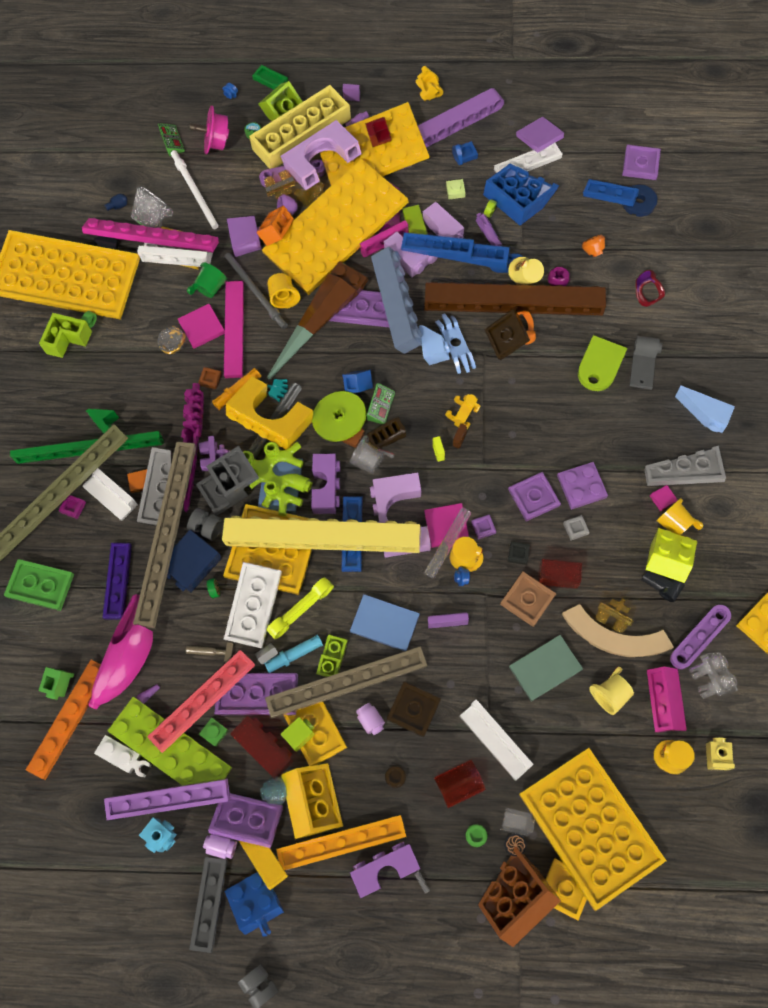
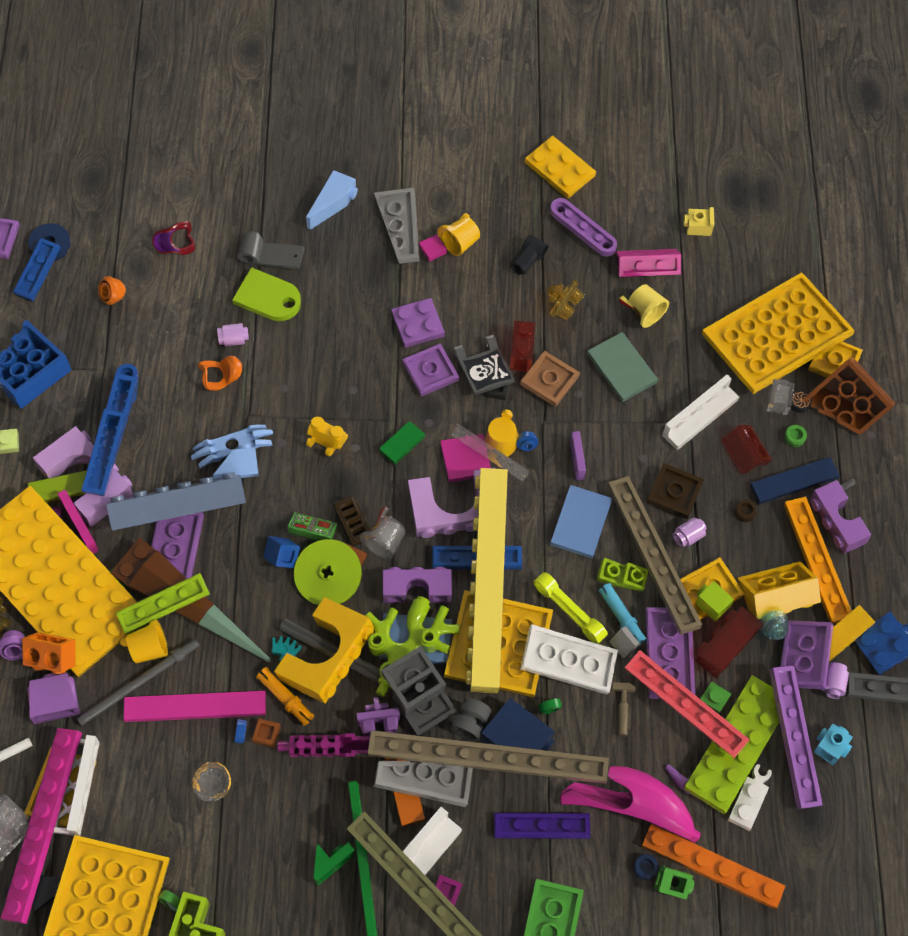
camera: 100 degrees left, 5 degrees down
(75, 662) = (645, 867): none -> dark blue tile
(201, 326) = (187, 748): dark pink tile -> none
(208, 281) = (124, 738): green hat -> none
(210, 358) = (240, 731): none -> blue tile
(310, 296) = (162, 603): none -> lime tile
(427, 830) = (794, 480): none -> dark blue tile
(438, 449) = (374, 462): neon yellow tile -> none
(460, 435) = (358, 440): reddish brown tile -> none
(460, 473) = (402, 442): none -> green tile
(483, 527) = (467, 419): medium lavender tile -> none
(487, 229) = (76, 404): medium lavender piece -> none
(490, 208) = (44, 400): lime tile -> none
(507, 334) = (229, 385): dark brown tile -> none
(522, 297) = (178, 381): reddish brown brick -> none
(525, 270) = (145, 359): light yellow hat -> none
(534, 541) = (486, 369): none -> flag
(557, 336) = (232, 334): none -> lavender brick
(558, 276) = (153, 323): magenta piece -> none
(576, 527) = (467, 331): light grey tile -> none
(614, 642) = (591, 305): tan tile -> none
(671, 555) = (502, 241): neon yellow brick -> none
(673, 756) = (703, 258): yellow hat -> none
(716, 667) = (615, 214): clear plate -> none

